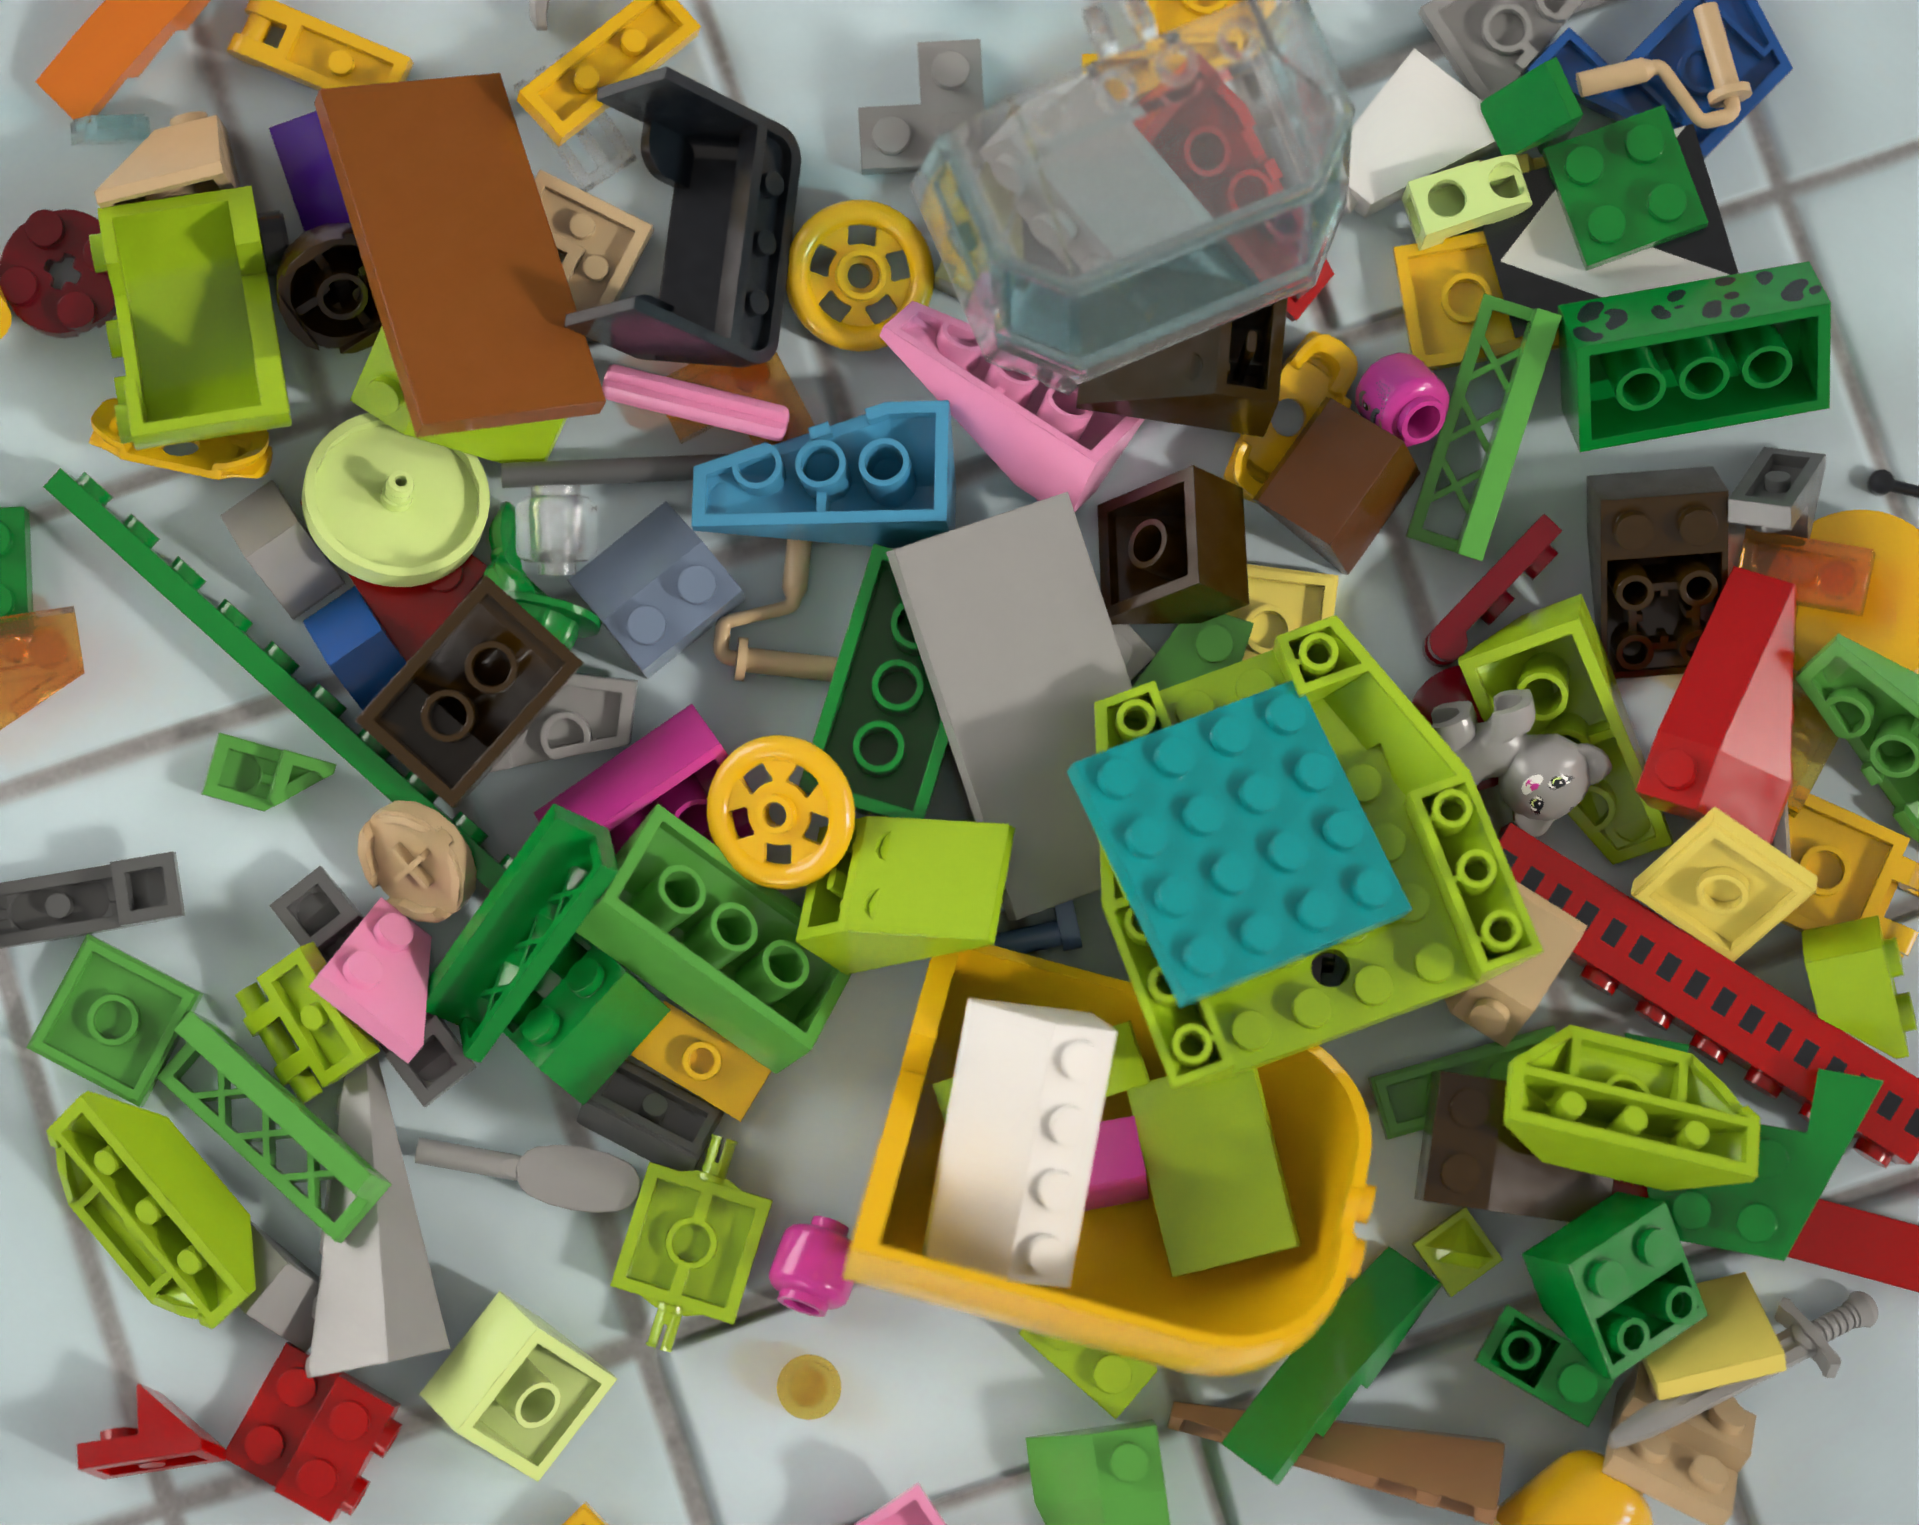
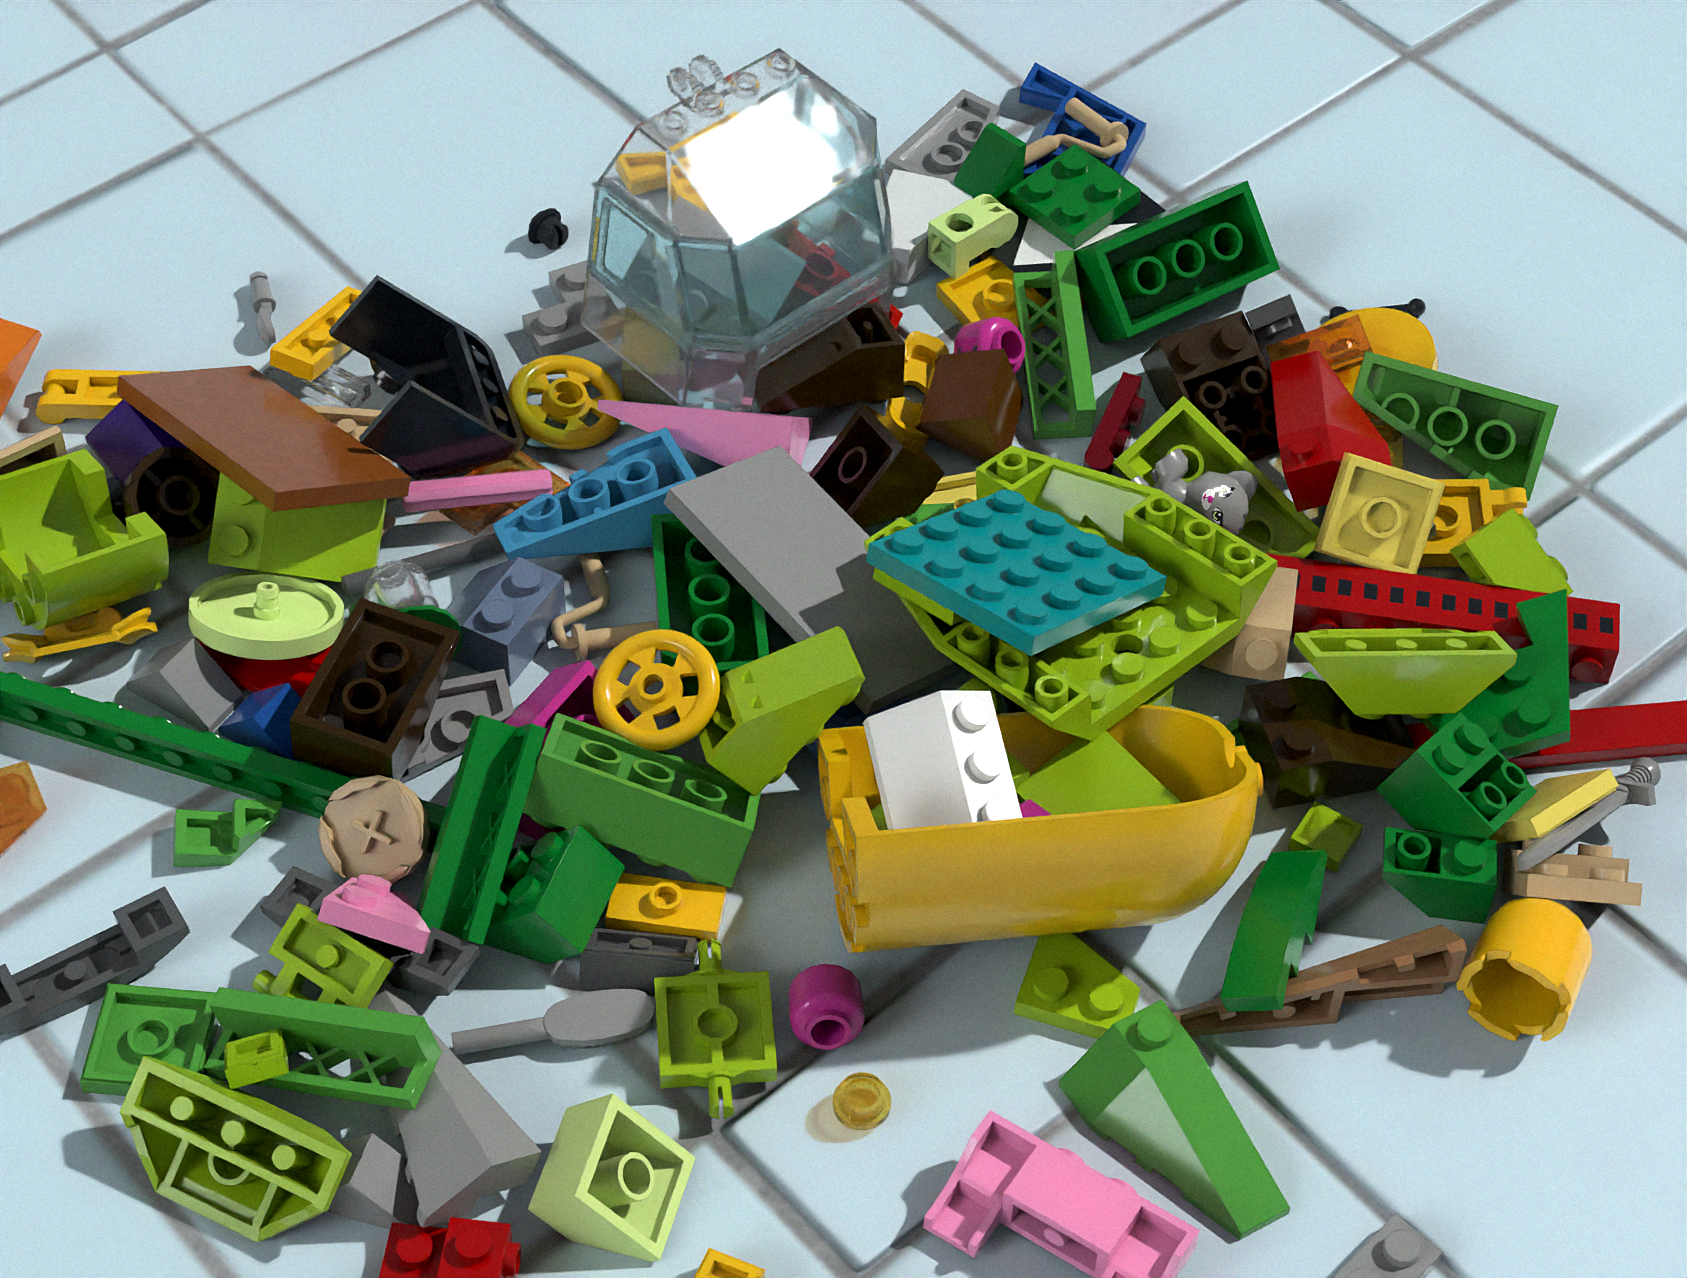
camera: 20 degrees left, 35 degrees down
(201, 1117) = (255, 1058): none -> lime tile

